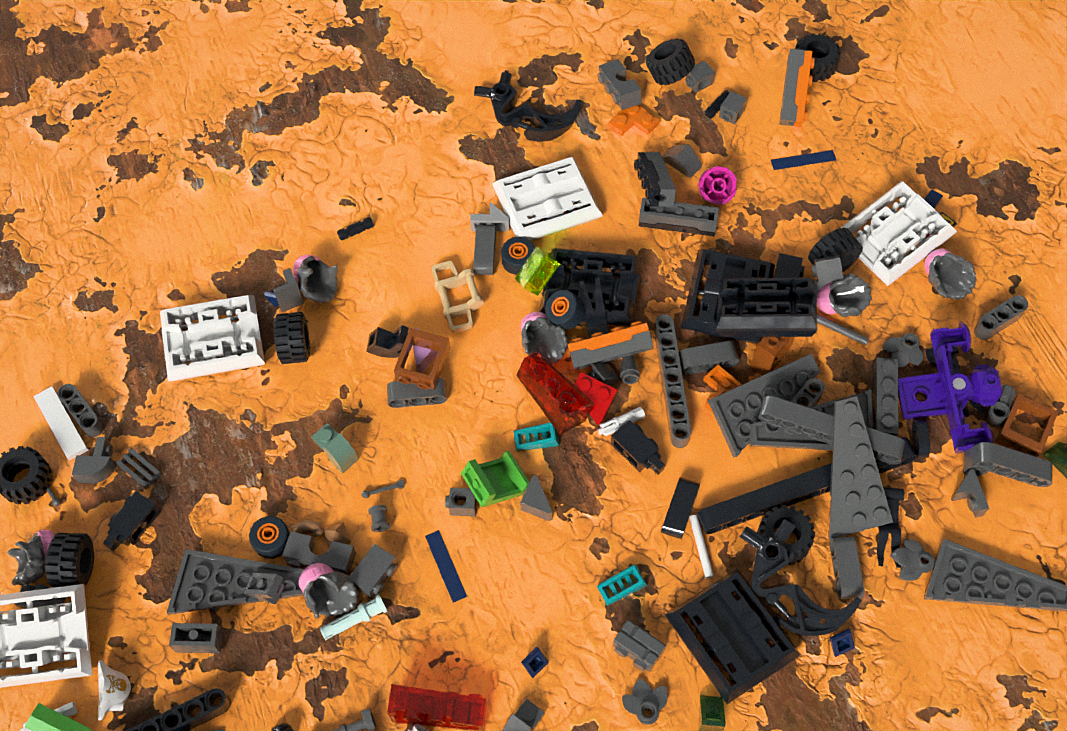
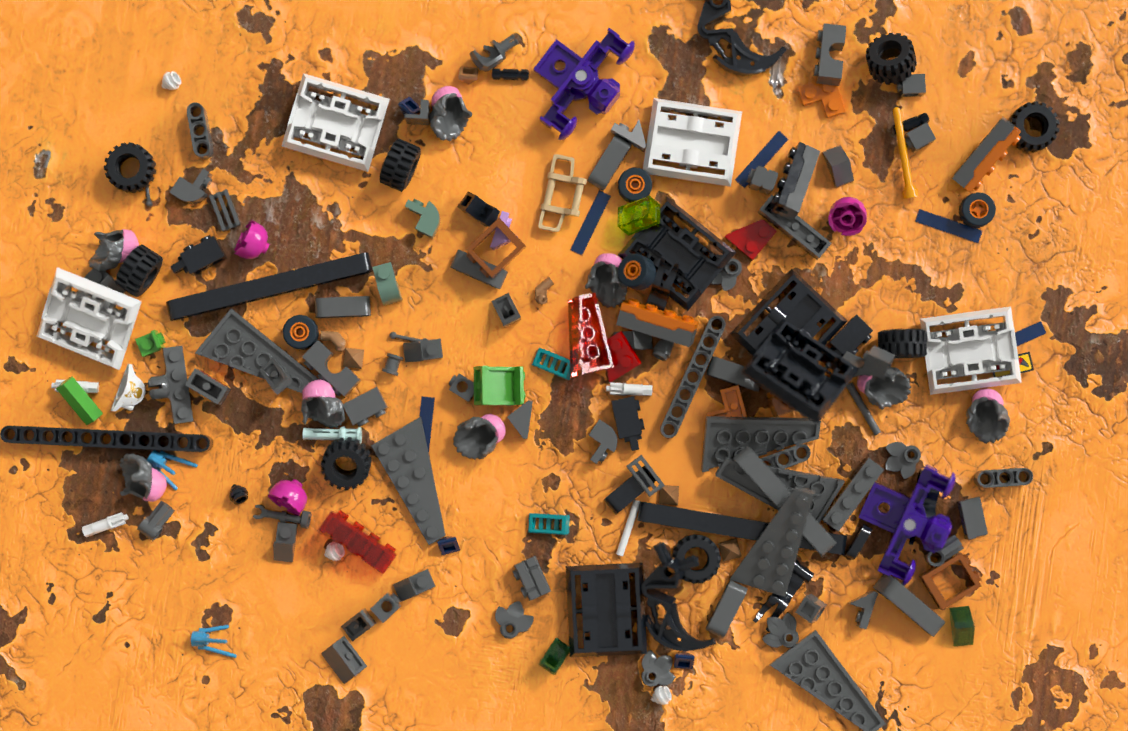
camera: 30 degrees right, 25 degrees up
(32, 384) = (171, 80): none -> white plate
(60, 423) = (179, 132): white tile -> none
(115, 631) = (150, 343): none -> bright green bracket
(158, 660) = (173, 385): none -> dark grey plate
(179, 478) = (252, 241): none -> dark pink cylinder
(213, 514) = (269, 286): none -> black beam
(301, 492) = (342, 307): none -> dark grey beam
(318, 246) = (468, 74): none -> medium nougat slope
(331, 219) = (496, 53): none -> dark grey piece
(338, 703) = (289, 495): none -> dark pink cylinder
(342, 372) = (430, 217): none -> sand green brick
(396, 649) = (342, 477): none -> black tyre
(402, 491) = (423, 350): none -> dark grey slope
(421, 199) = (581, 80): none -> dark purple piece
(452, 610) = (410, 470): none -> dark grey wing
(465, 414) = (506, 310): none -> dark grey slope
(486, 382) = (541, 291): none -> medium nougat arm
(497, 307) = (590, 222): none -> dark blue sticker
(503, 536) = (479, 436): none -> dark grey hair
(614, 188) = (763, 157): none -> dark blue sticker
(626, 194) = (762, 179): none -> dark grey brick
(628, 474) = (606, 437): none -> dark grey brick
(647, 286) = (726, 277): none -> dark grey plate
(648, 246) = (751, 238): none -> red wing
(684, 490) = (635, 462): none -> dark grey tile
(718, 493) = (669, 495): none -> medium nougat slope
(754, 148) = (909, 189): none -> light orange piece
(812, 511) = (729, 549): none -> medium nougat slope
(817, 134) = (980, 204): none -> black wheel
(821, 664) = (659, 667): none -> dark grey plate
(843, 691) = (661, 695): none -> white plate
(924, 518) = (811, 608): none -> dark grey brick
(1007, 369) = (972, 518): none -> dark grey panel

